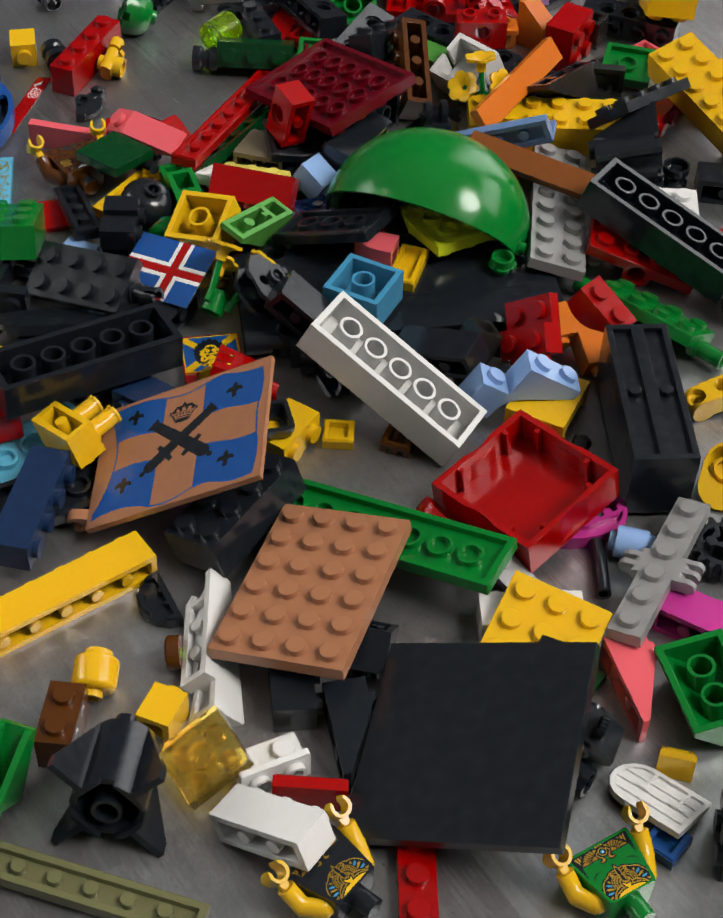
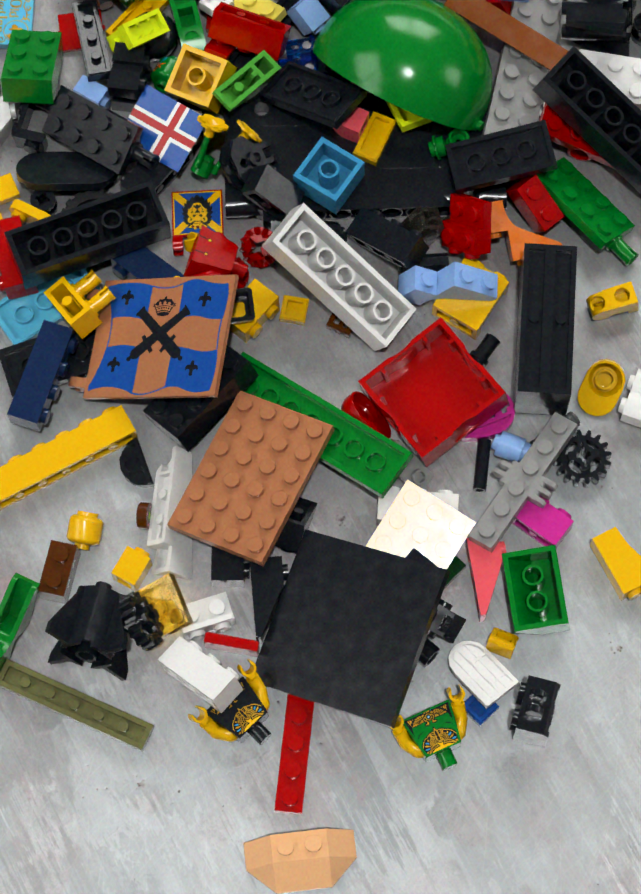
camera: 10 degrees right, 25 degrees up
(132, 181) = (139, 30): none -> neon yellow bracket
(183, 758) = (141, 620): none -> black gear
(301, 374) = (257, 259): none -> red gear
(481, 268) = (437, 147): none -> green plate
(556, 262) = (501, 156): none -> black plate

